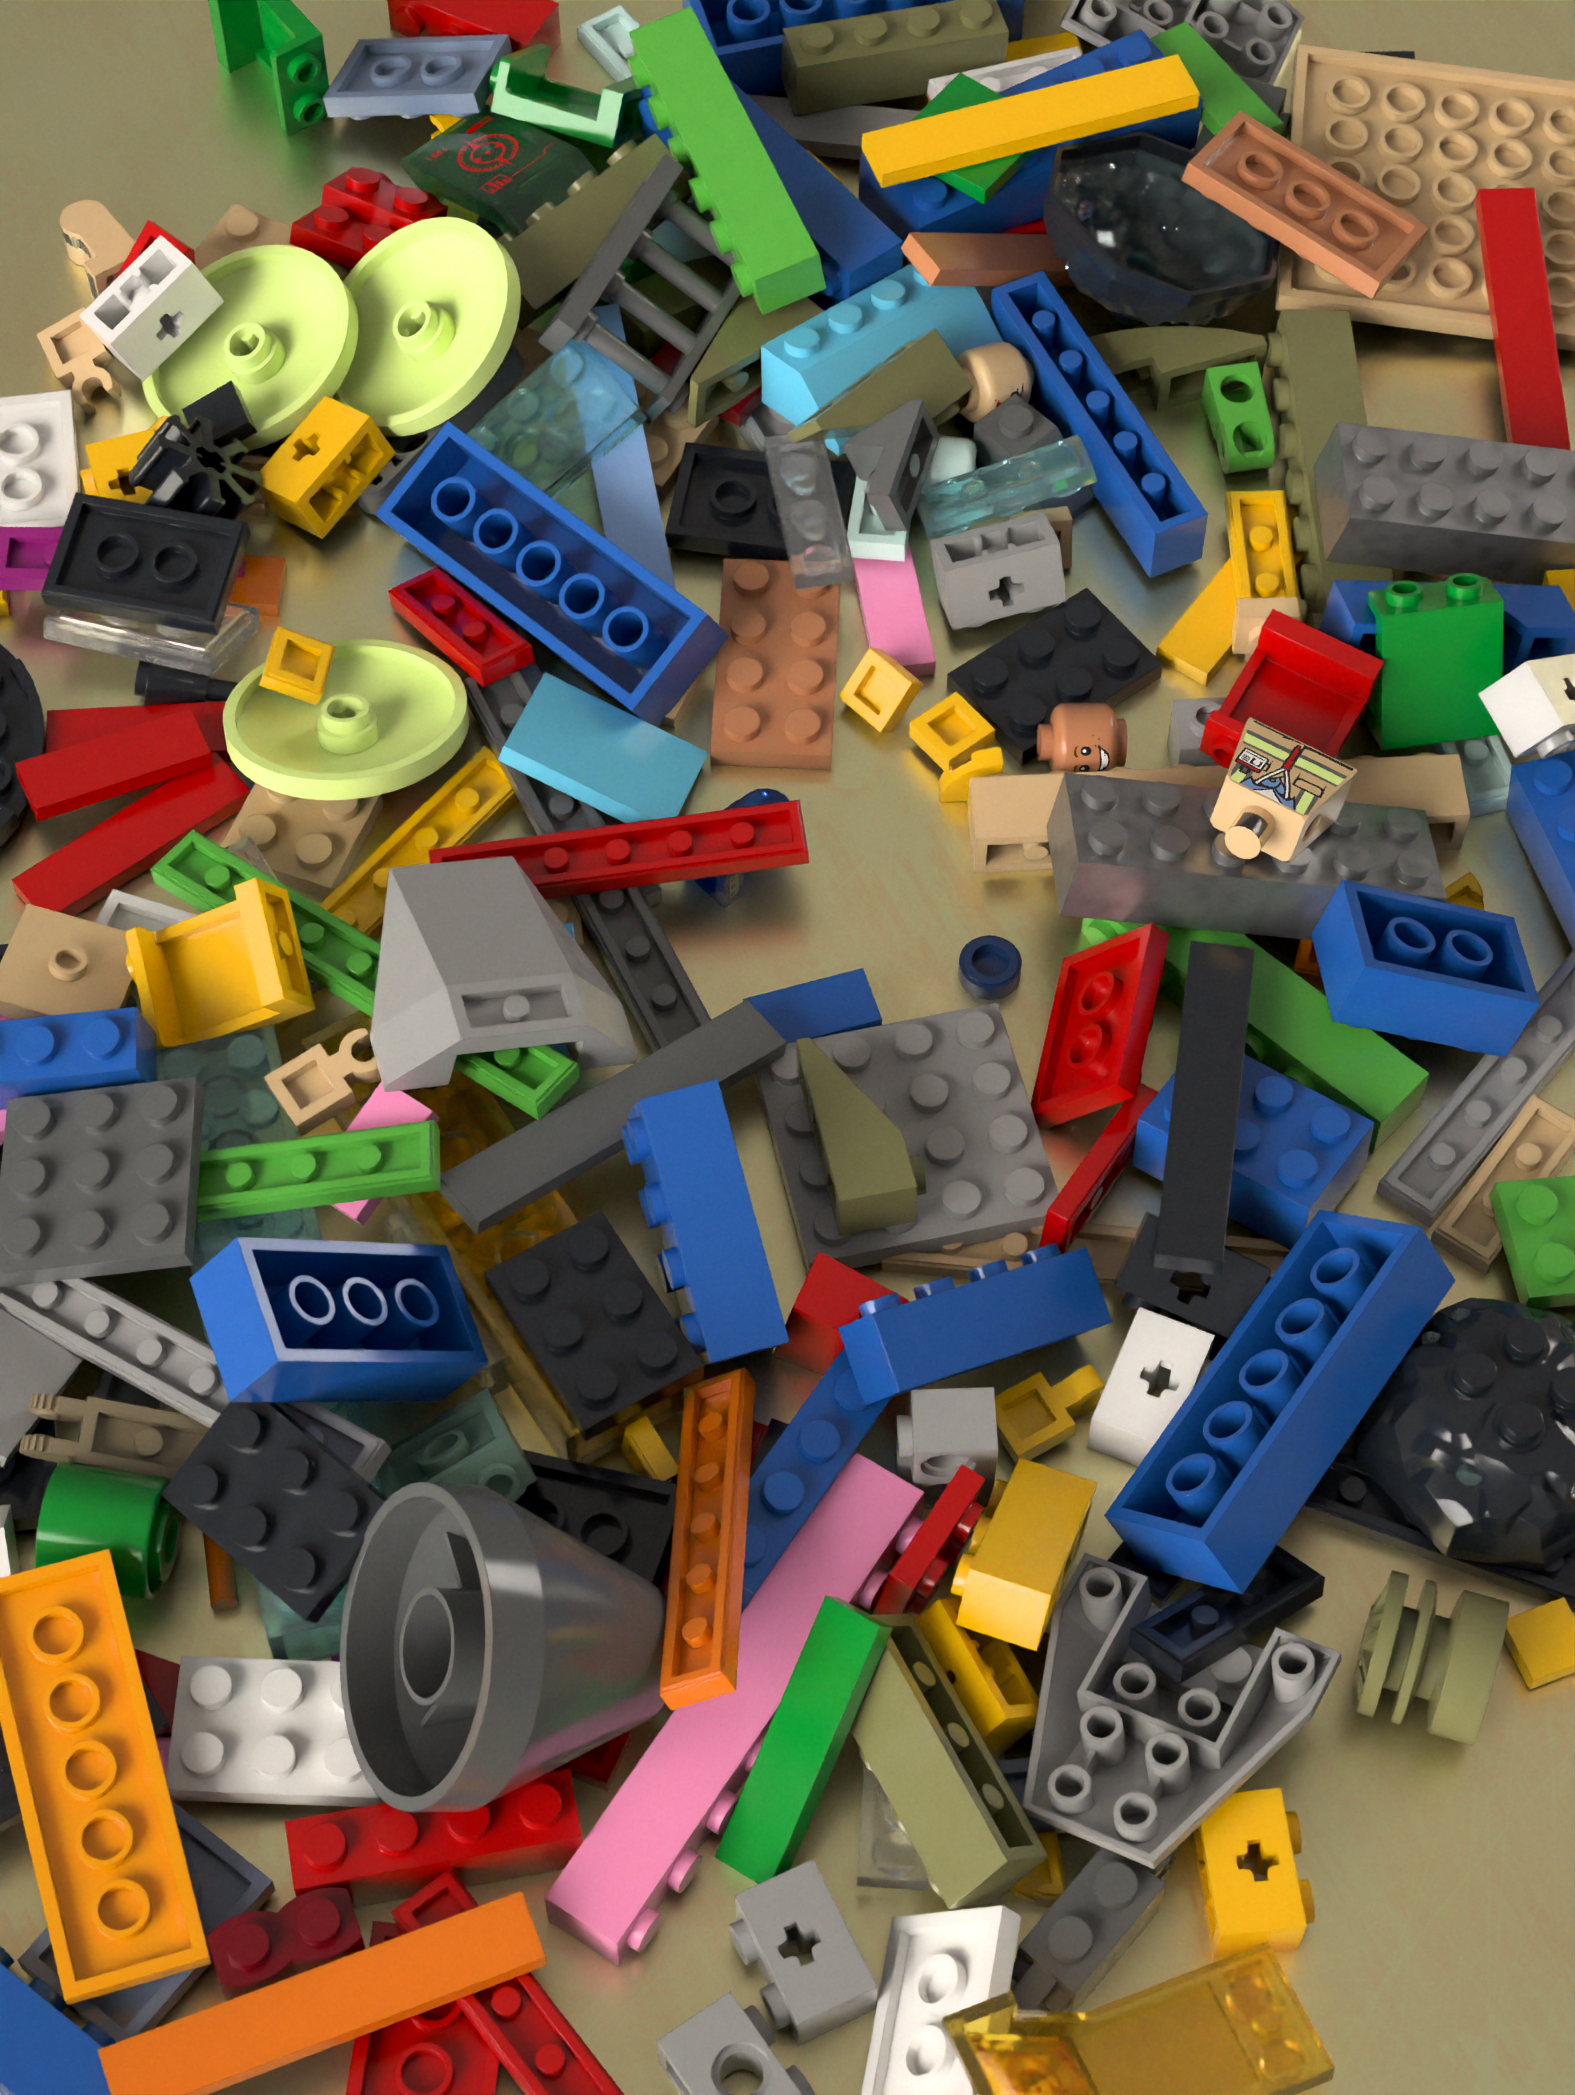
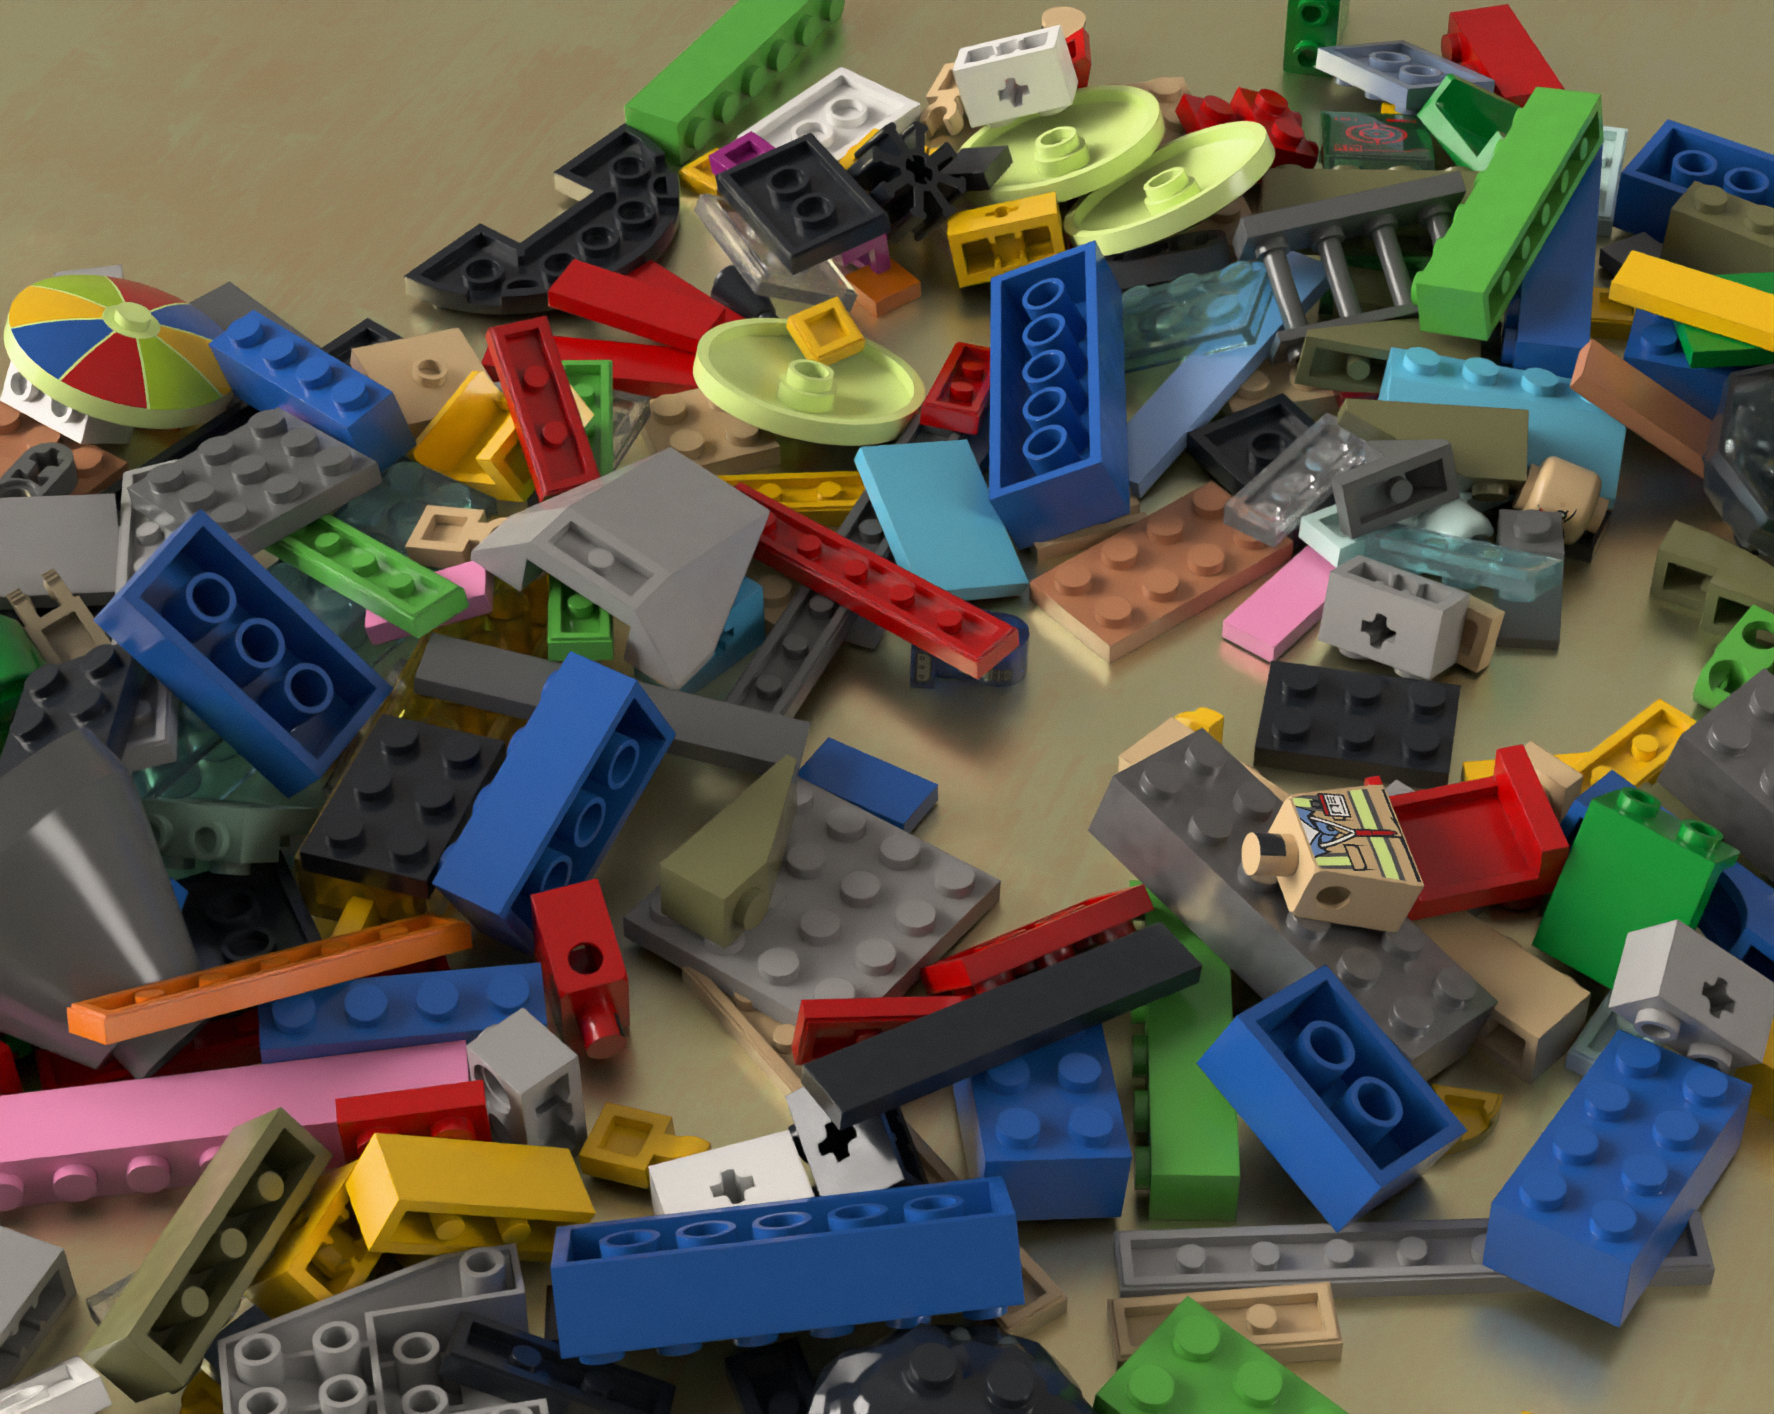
camera: 50 degrees right, 15 degrees down
(281, 919) = (542, 406): none -> red tile
(803, 1741) = (161, 1162): green tile -> none
(880, 690) = (1203, 632): yellow plate -> none
(951, 732) = (1222, 690): yellow plate -> none
(973, 1324) = (649, 1026): blue brick -> none
(989, 967) = (1034, 861): dark blue tile -> none
(1082, 397) = (1609, 587): blue brick -> none
(1083, 738) = (1303, 759): nougat head -> none

